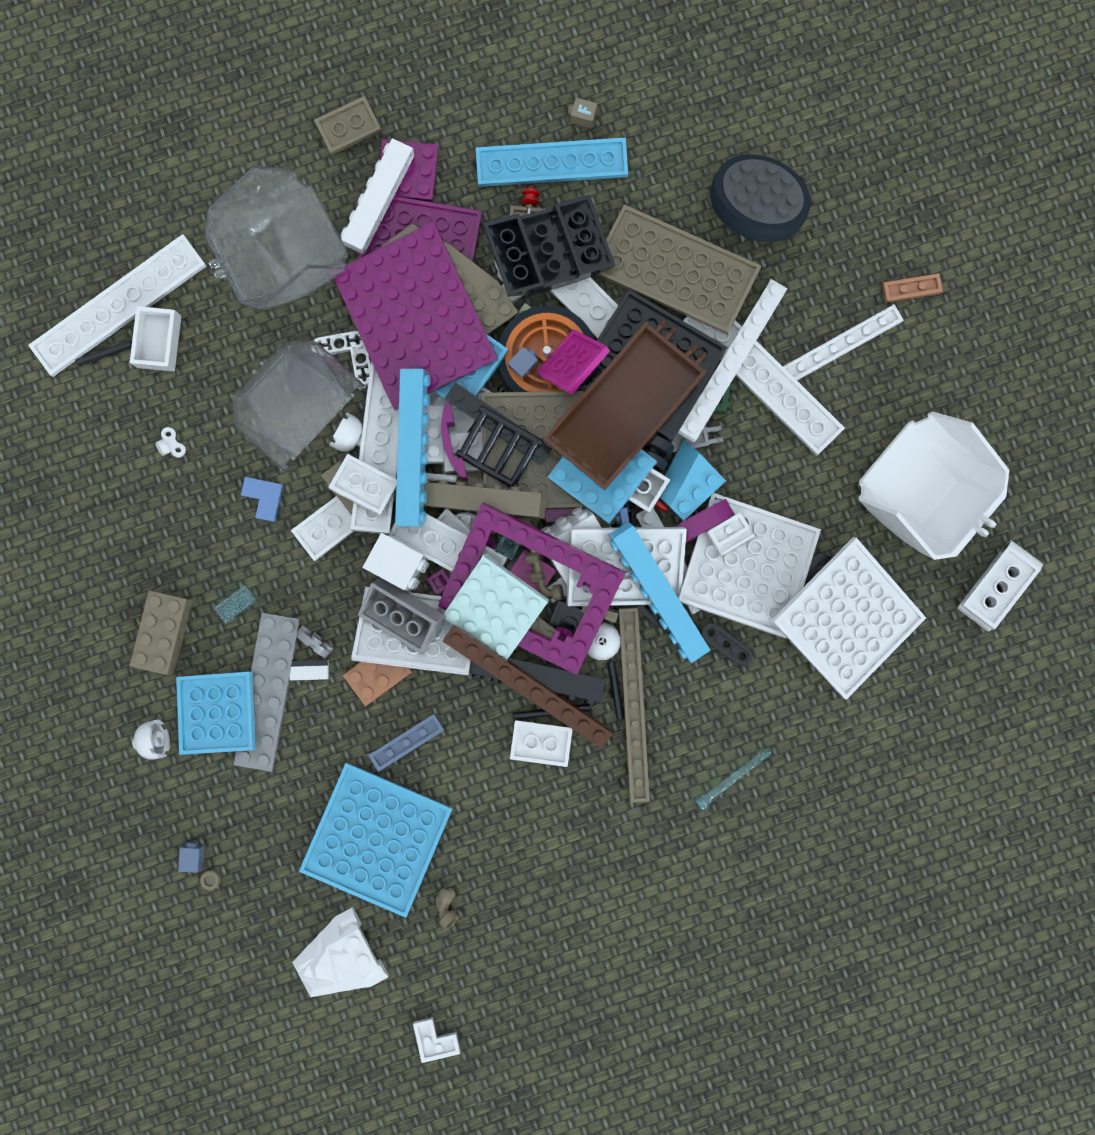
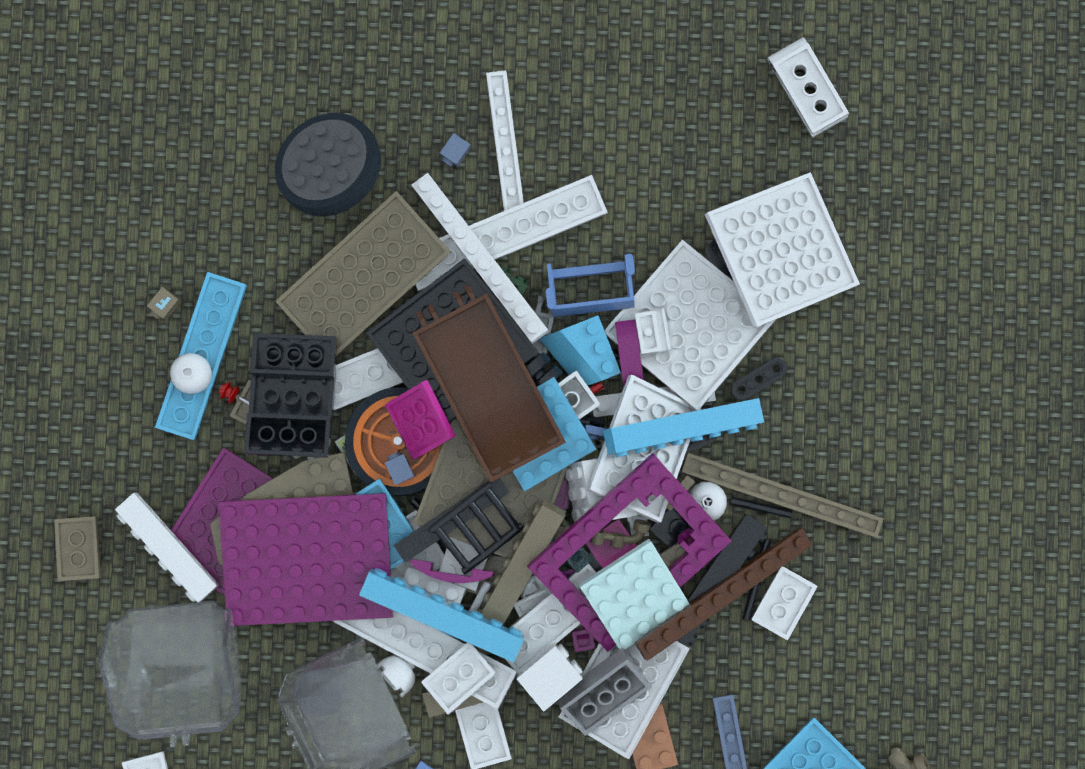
camera: 70 degrees left, 0 degrees up
(354, 348) = (313, 632): white beam -> none
(421, 174) = (161, 495): magenta plate -> none
(533, 157) = (191, 373): none -> white cylinder
(704, 800) = (904, 464): clear light blue piece -> none
(732, 474) = (591, 306): none -> medium blue piece
(815, 304) = (454, 151): none -> sand blue brick
(912, 288) = (477, 48): nougat plate -> none
(936, 485) = (686, 113): white windscreen -> none

